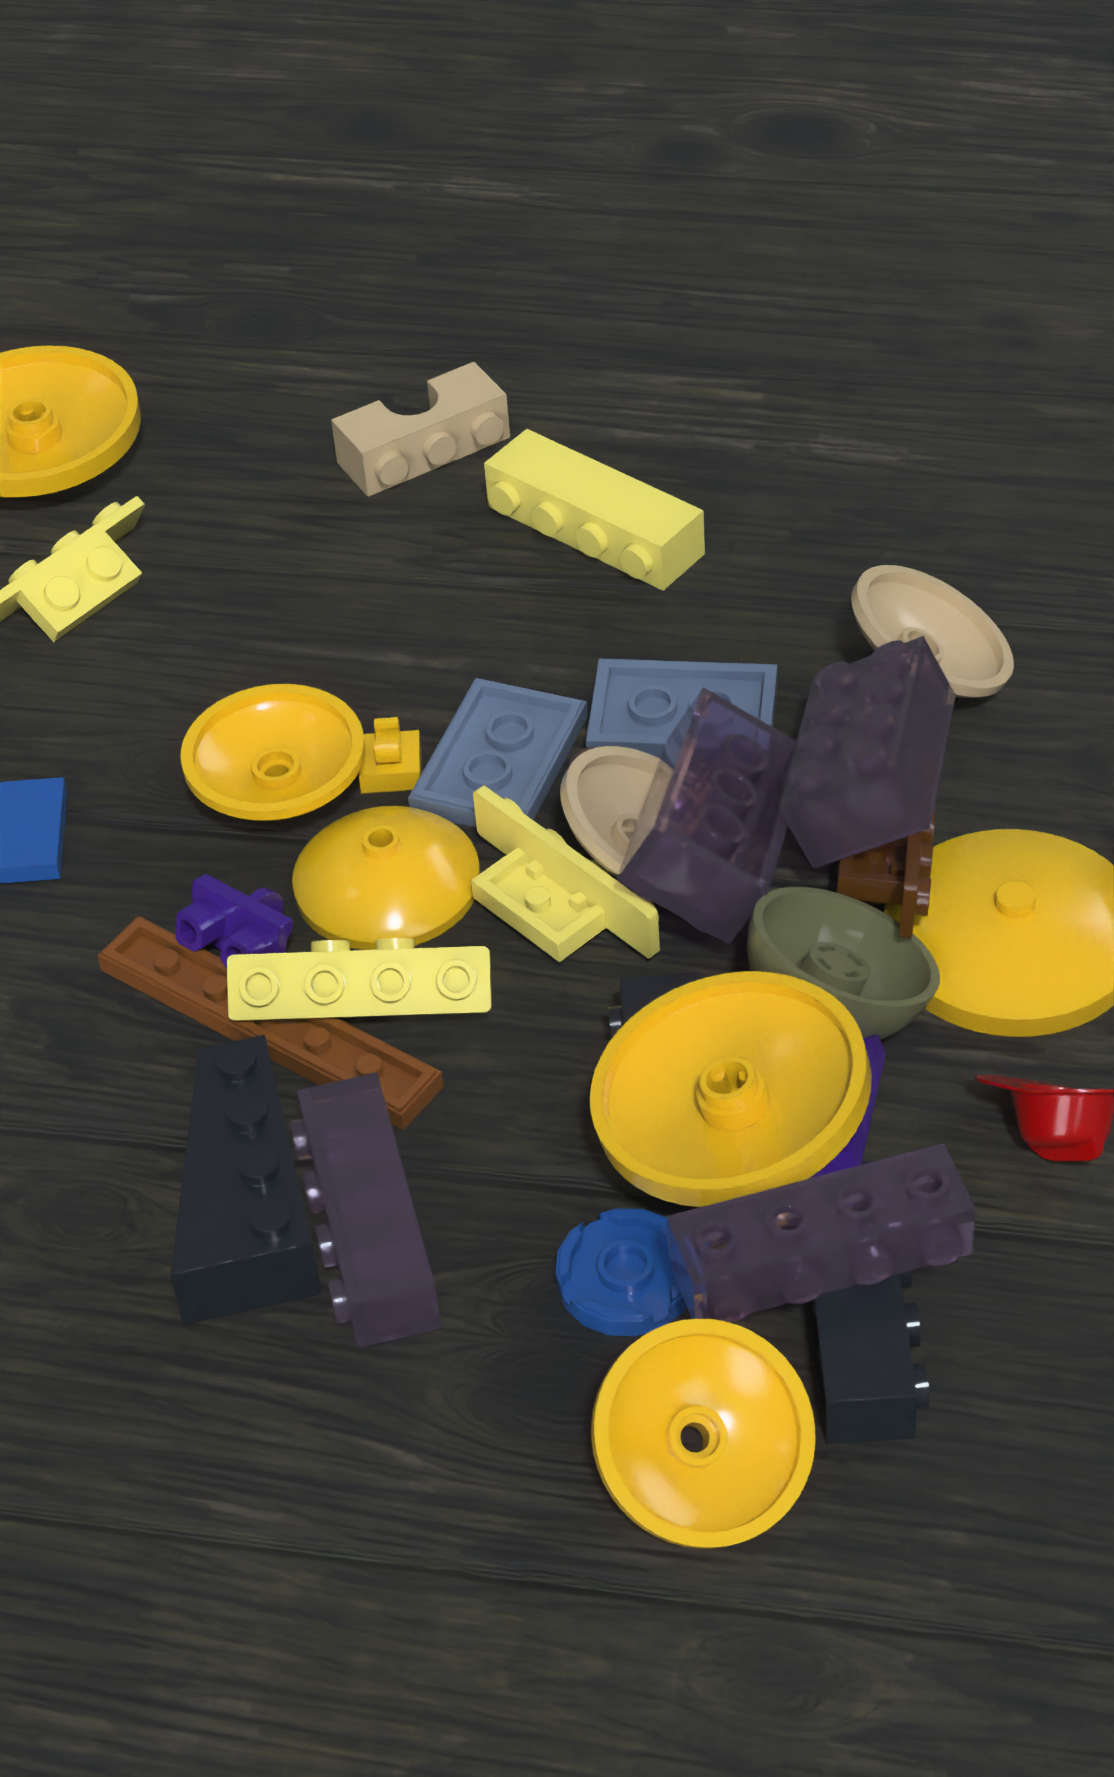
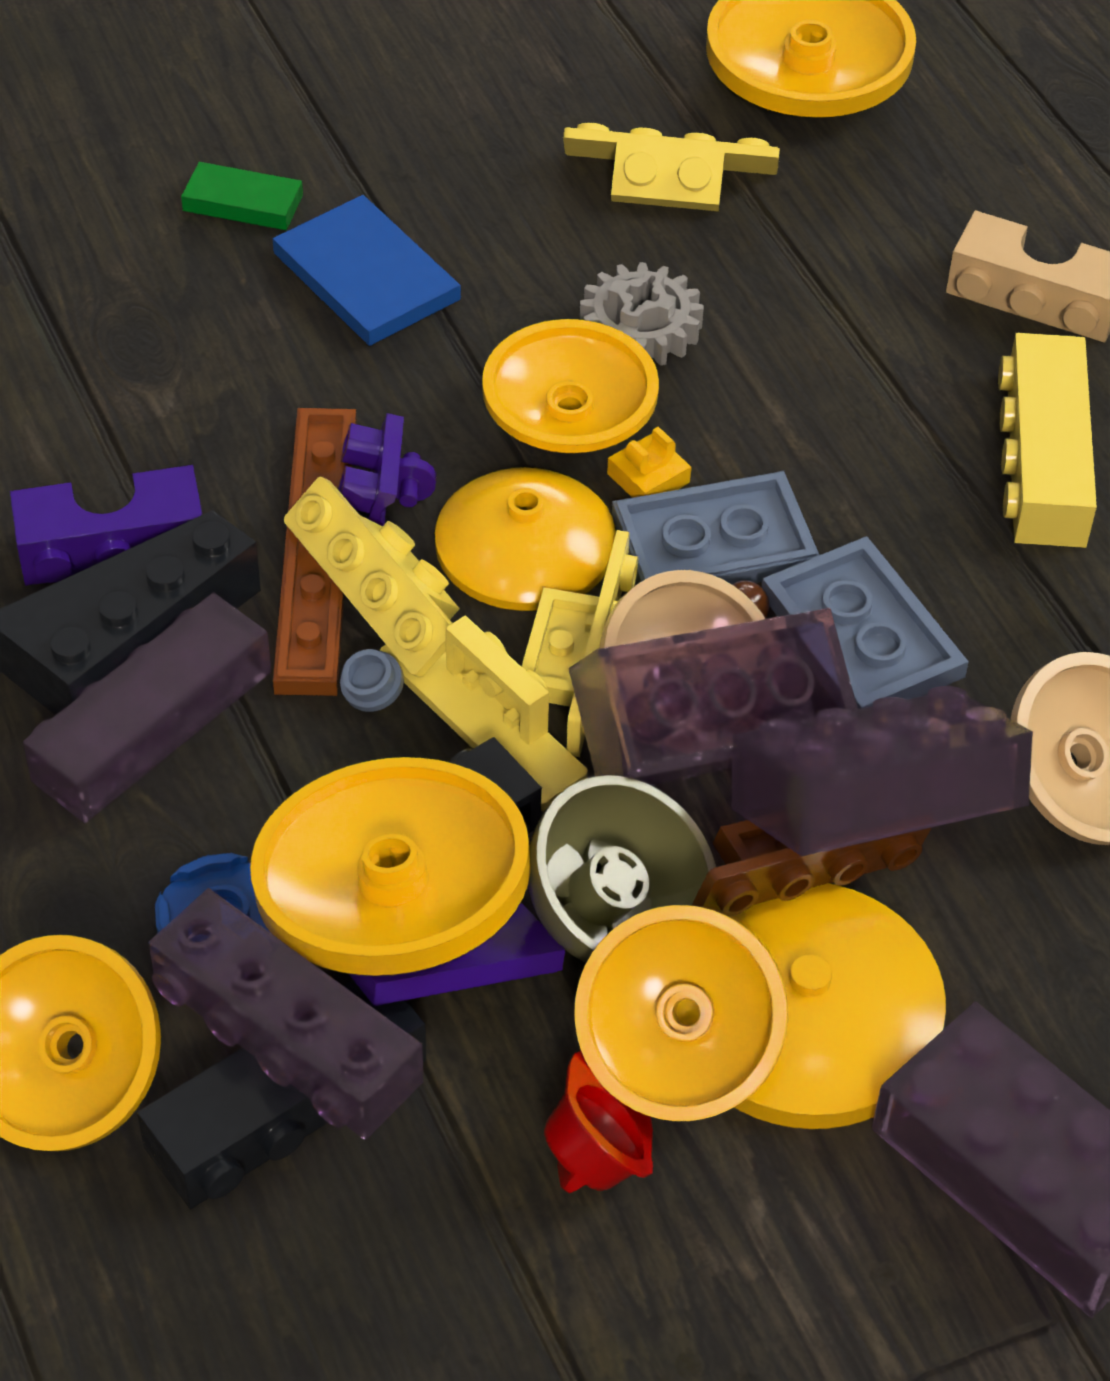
camera: 50 degrees right, 5 degrees up
(97, 1193) = (63, 539): none -> dark purple arch
(216, 668) = (647, 308): none -> light grey gear
(462, 1046) = (371, 680): none -> sand blue plate
(559, 971) = (490, 696): none -> light yellow bracket
(1043, 976) = (631, 1020): none -> yellow dish

